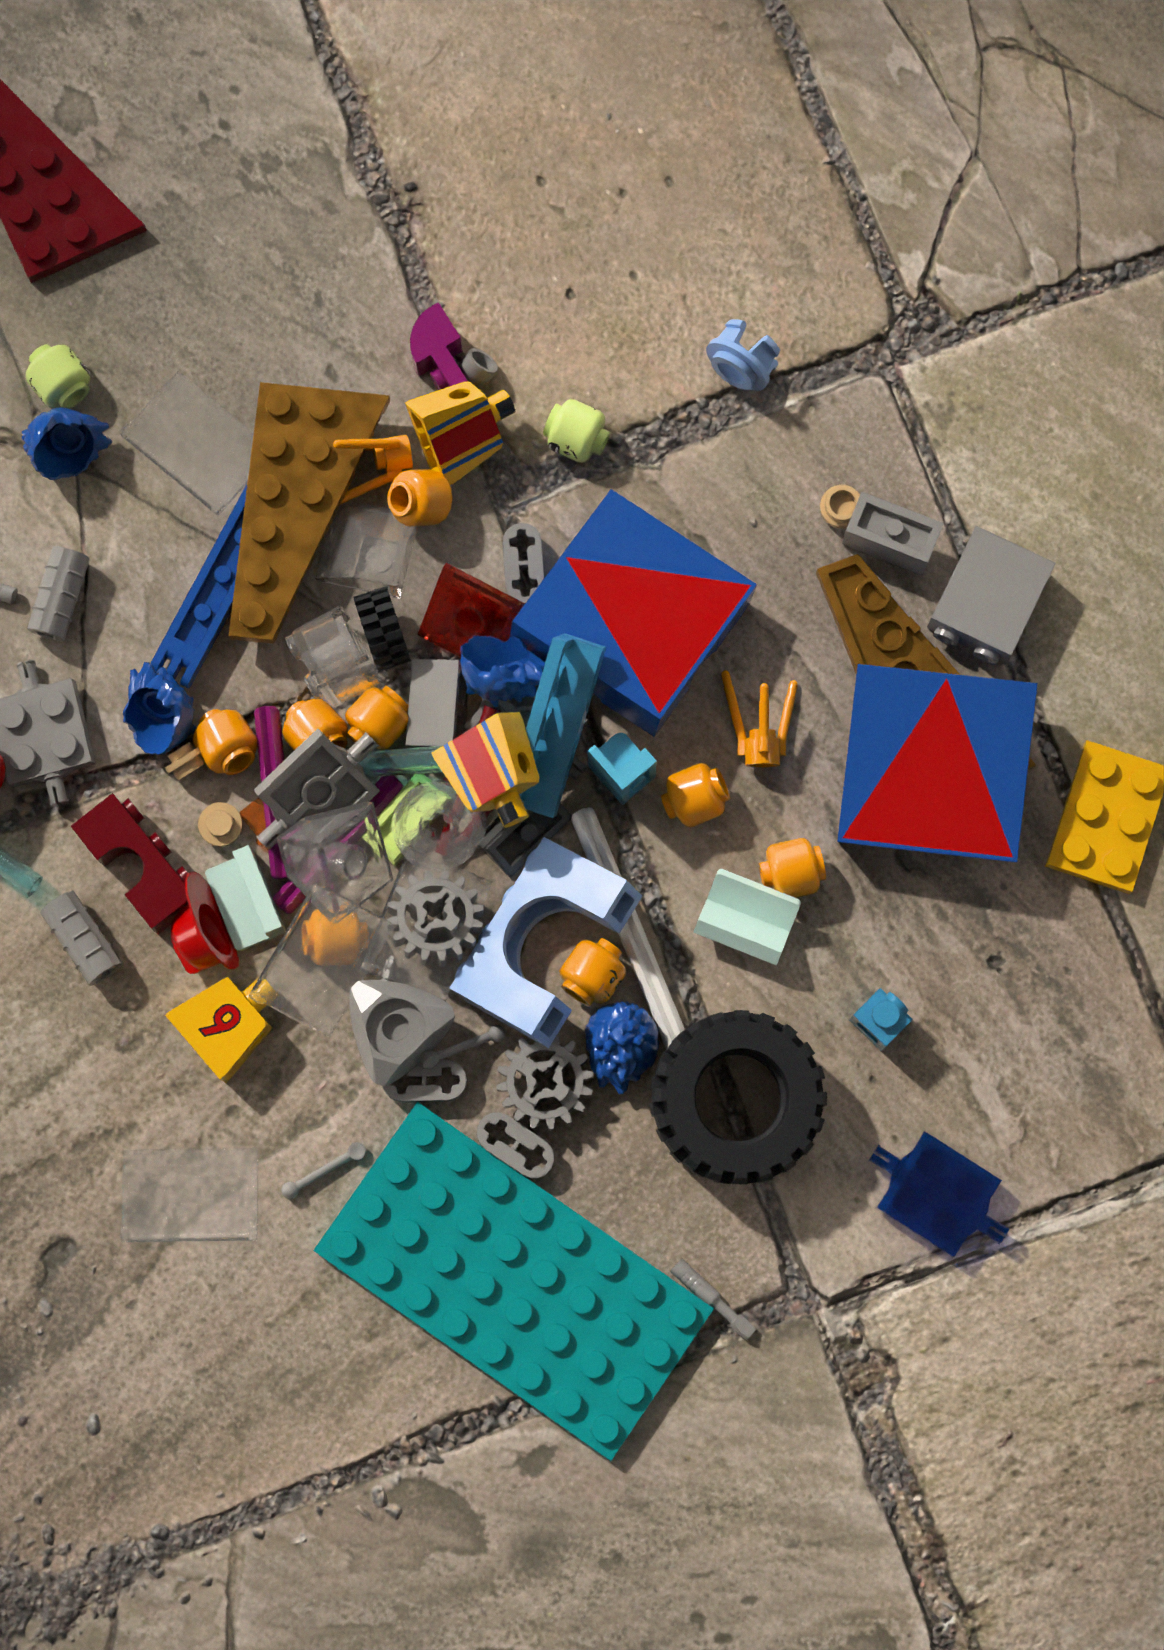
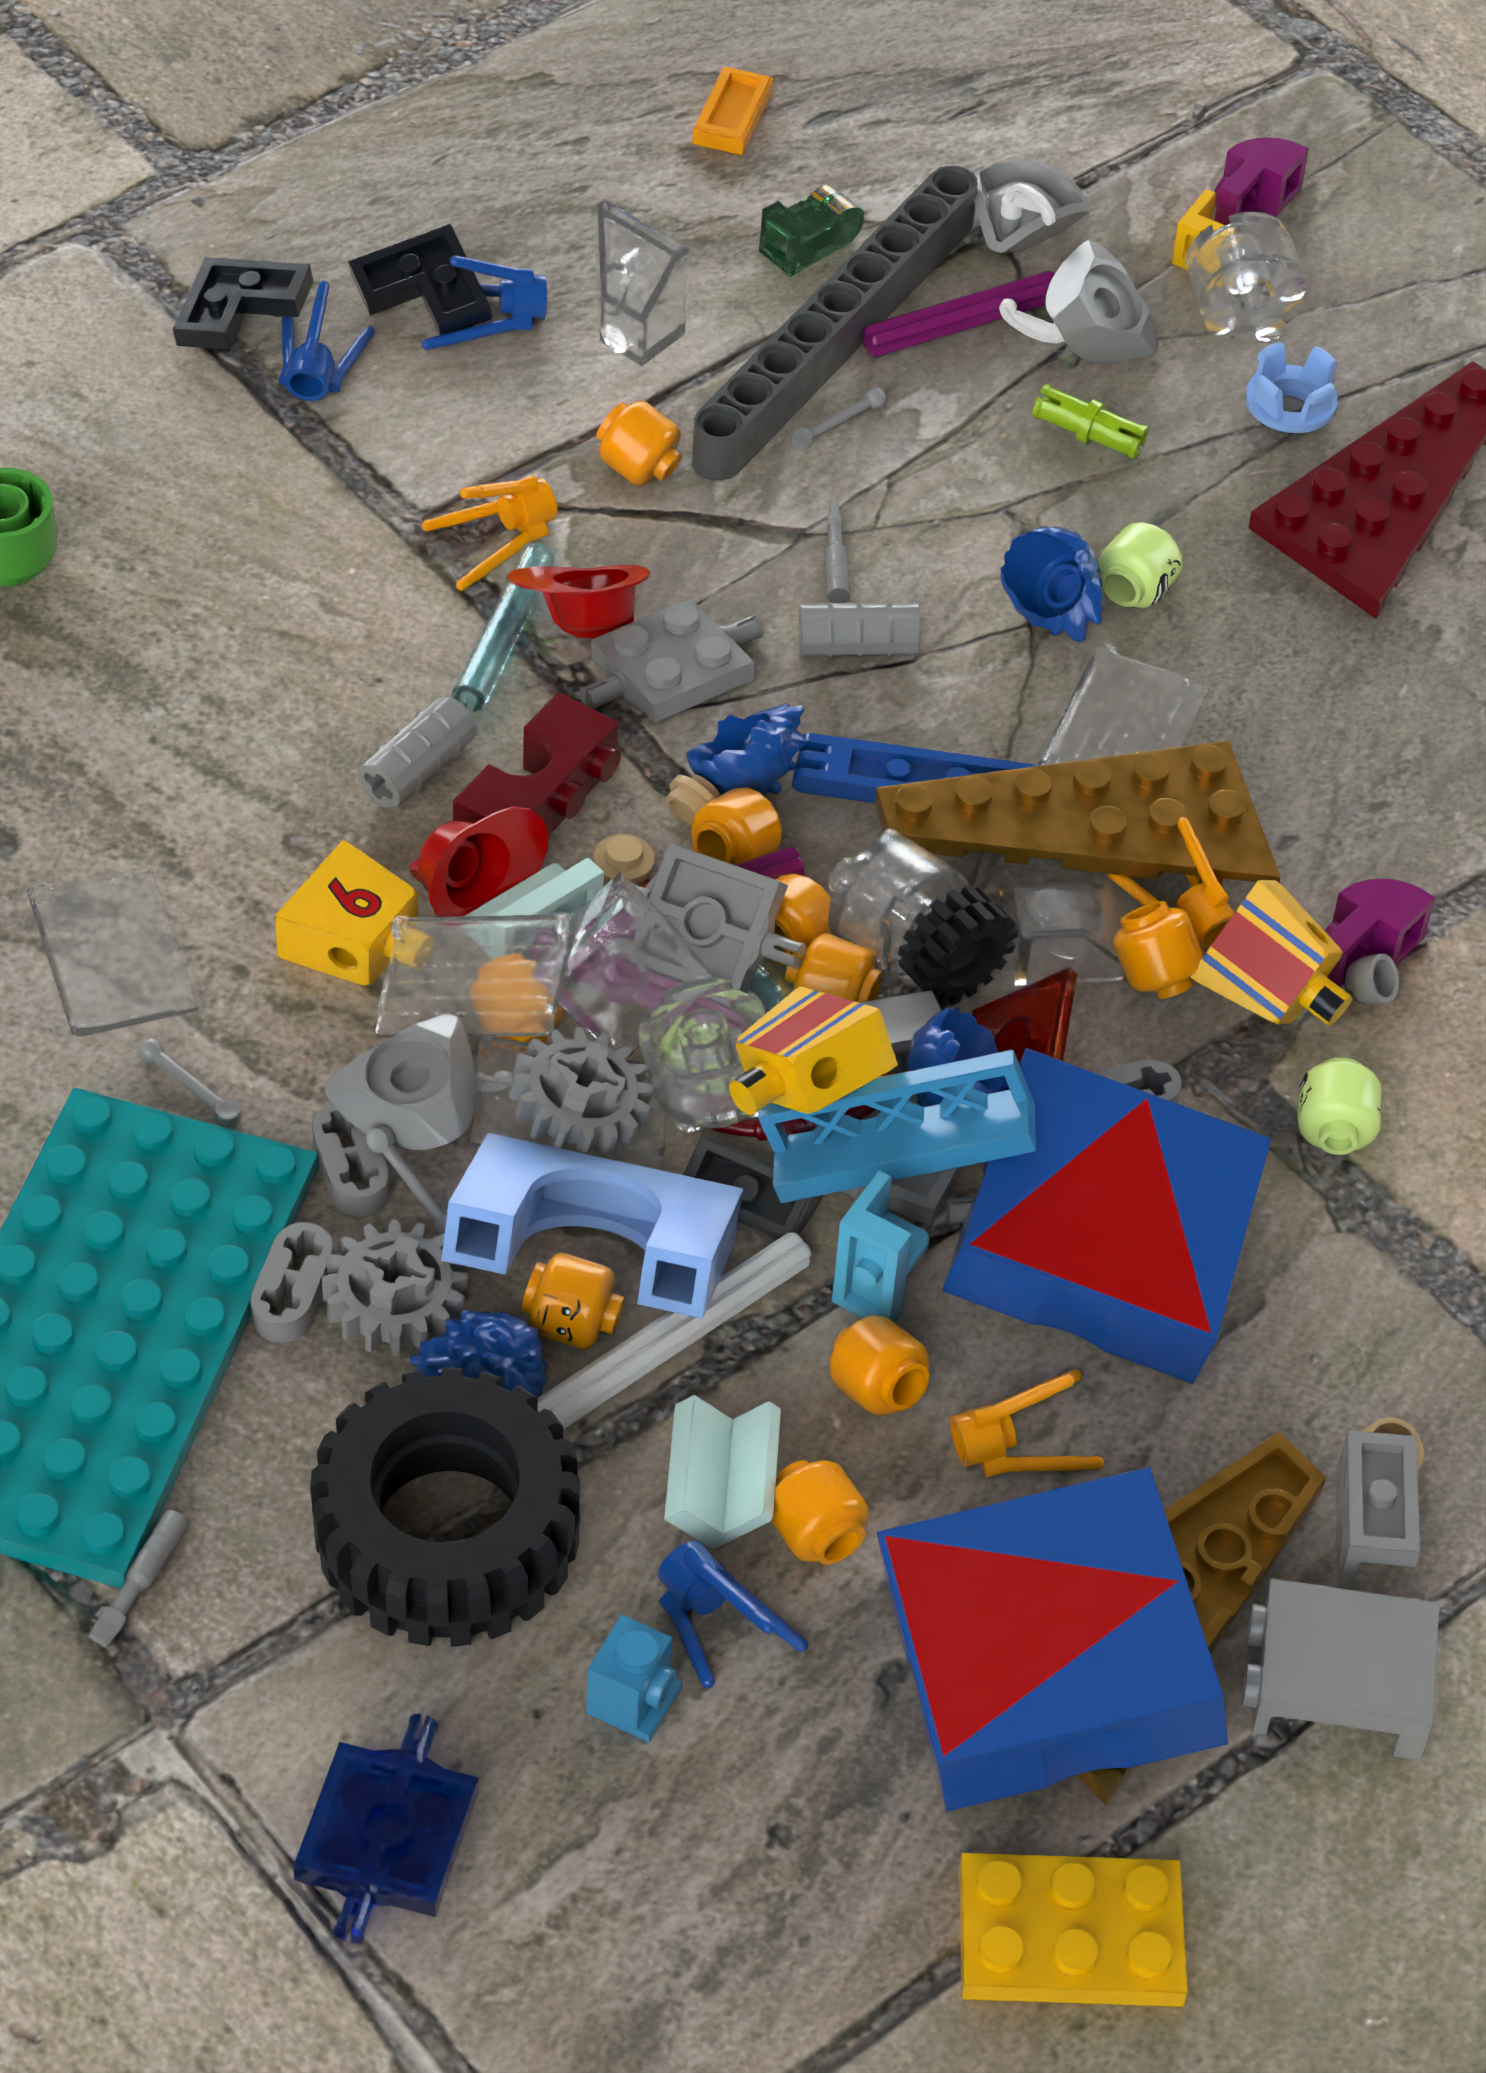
camera: 65 degrees right, 30 degrees down
(820, 957) = (702, 1585): none -> blue plant

